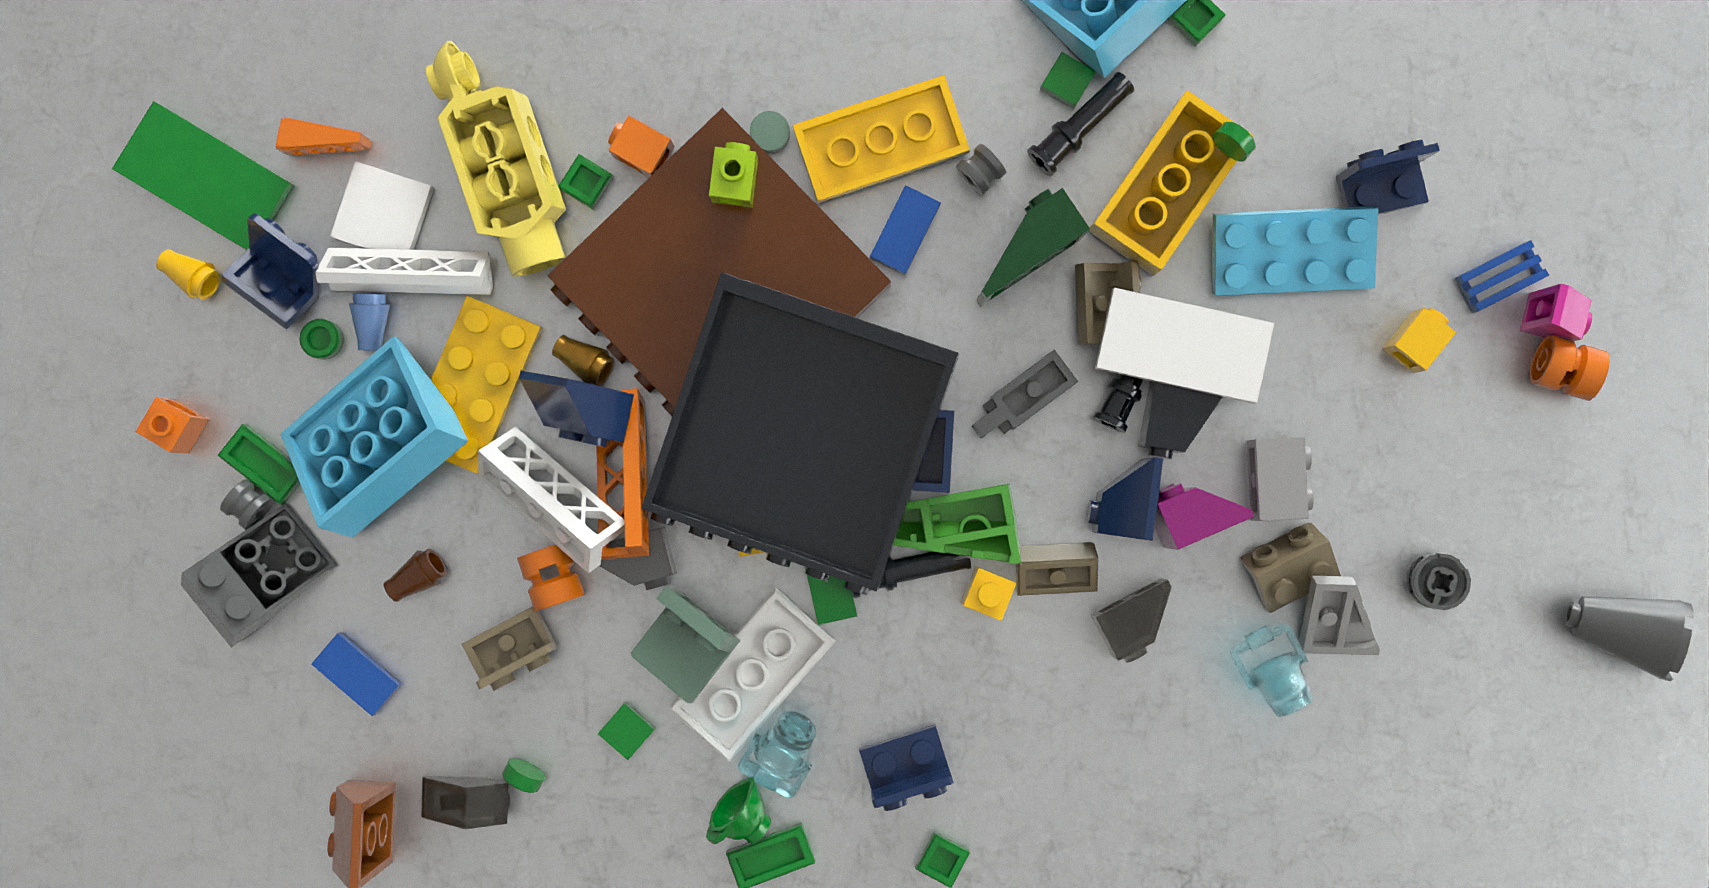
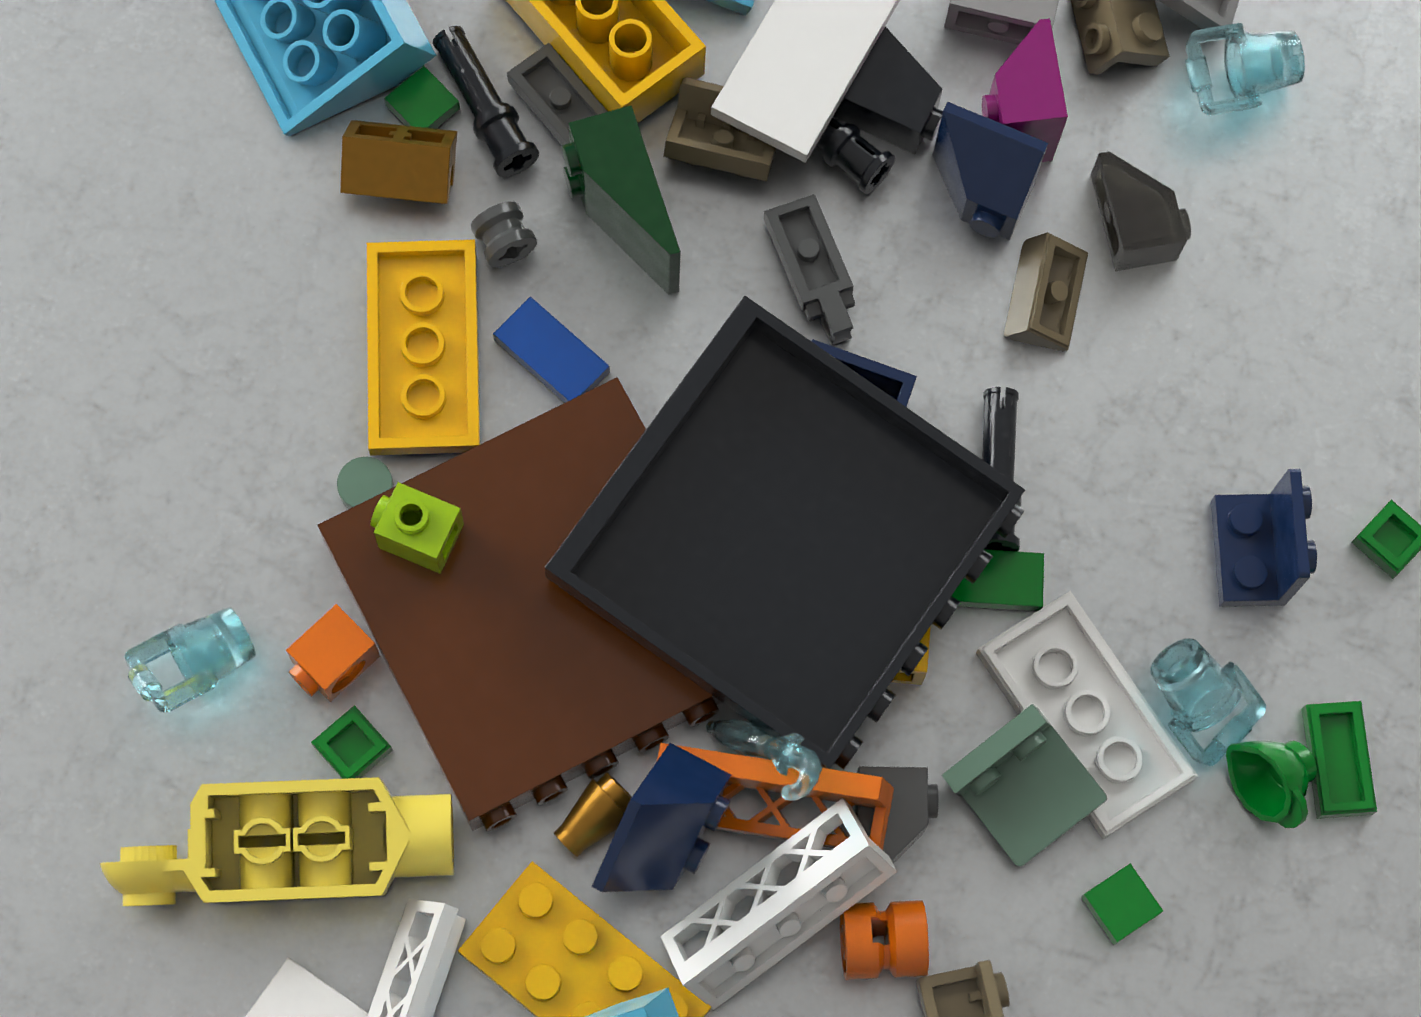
camera: 80 degrees left, 15 degrees down
(615, 61) = (202, 651): none -> clear light blue piece
(641, 473) = (785, 752): none -> clear light blue piece
(964, 523) = (963, 370): bright green wedge -> none
(988, 593) = (1057, 377): yellow brick -> none
(1014, 76) = (398, 161): none -> pearl gold hinge
(1100, 176) = (553, 91): none -> dark grey plate

